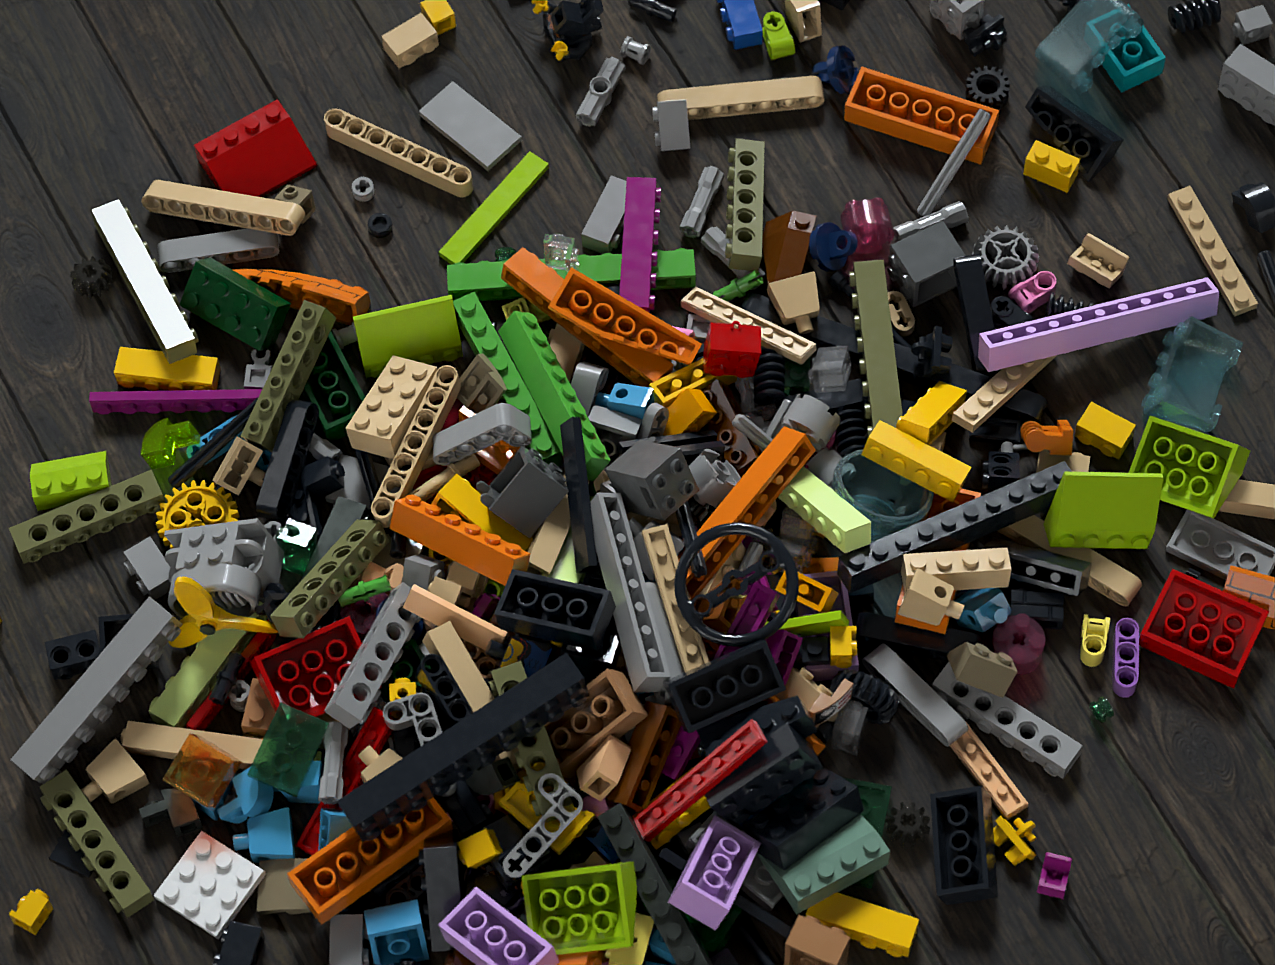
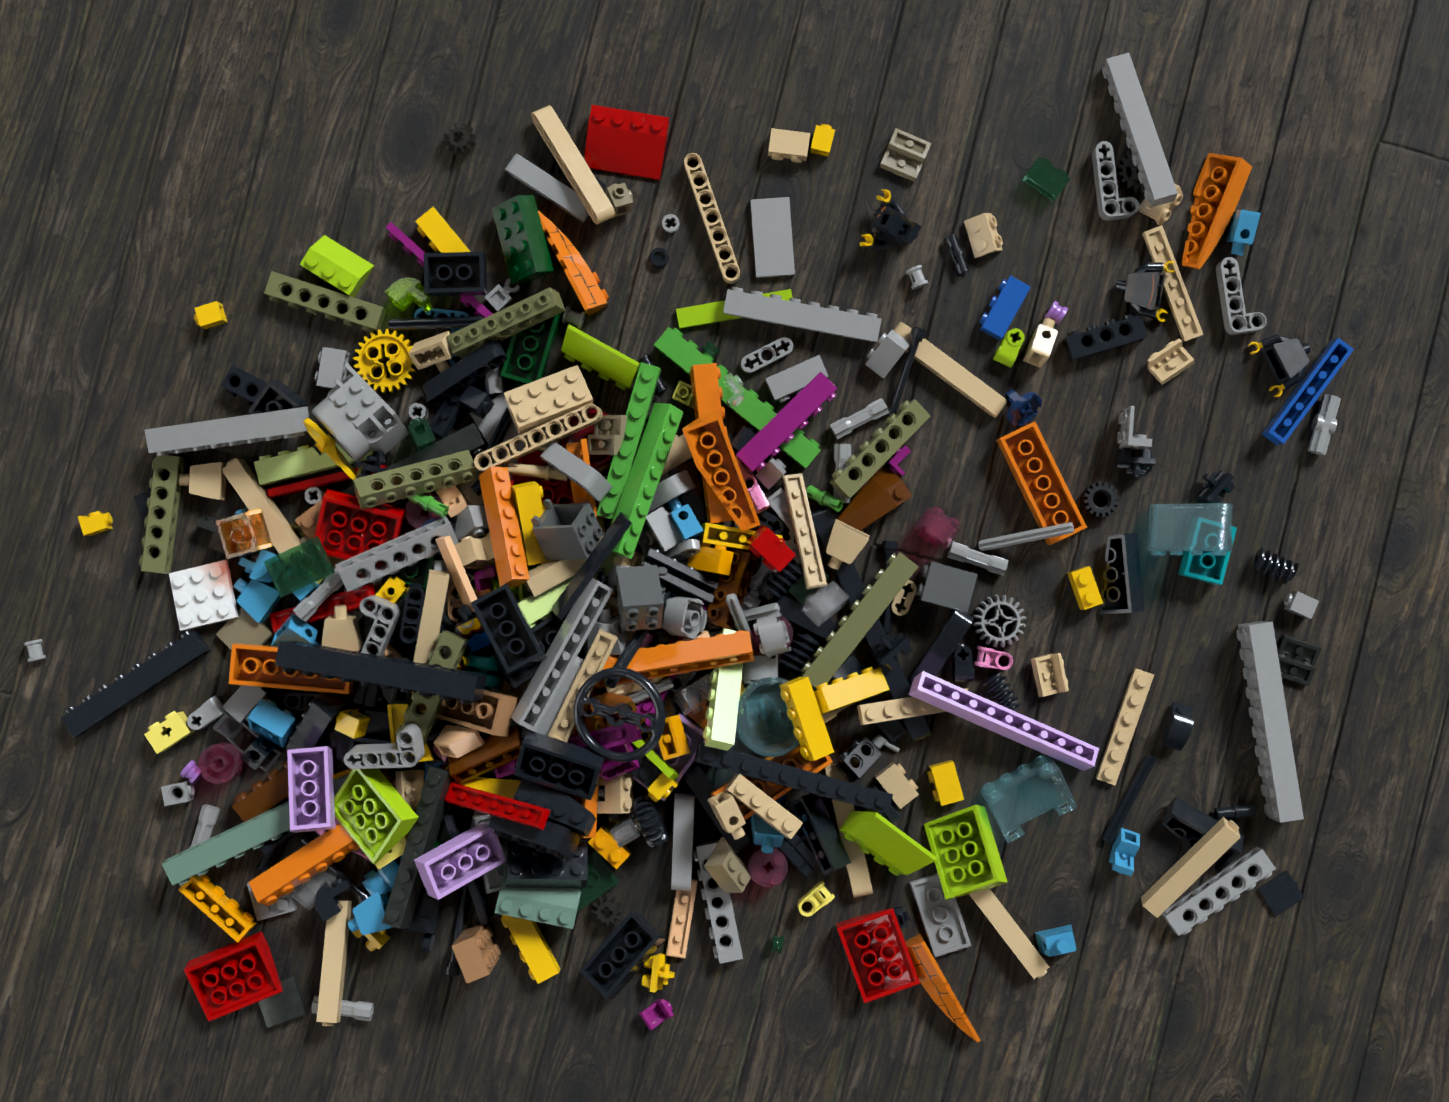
camera: 40 degrees right, 25 degrees up
(145, 282) = (483, 173): brick -> none
(198, 375) = (455, 274): none -> black brick
(226, 678) = (310, 484): black pin -> none
(562, 161) = (802, 316): none -> light grey brick
(562, 212) = (782, 353): none -> light grey beam
(604, 81) = (880, 282): light grey piece -> none
(668, 302) = (771, 473): none -> light grey slope
(684, 85) = (917, 335): none -> black piece
(769, 201) = (898, 456): none -> magenta bracket
(826, 706) = (611, 819): medium nougat slope -> none
(829, 246) = (902, 522): dark blue tile -> none
(851, 760) = (606, 846): none -> light orange brick
(1055, 439) = (906, 761): orange legs -> none
(1125, 646) = (816, 936): medium lavender beam -> none

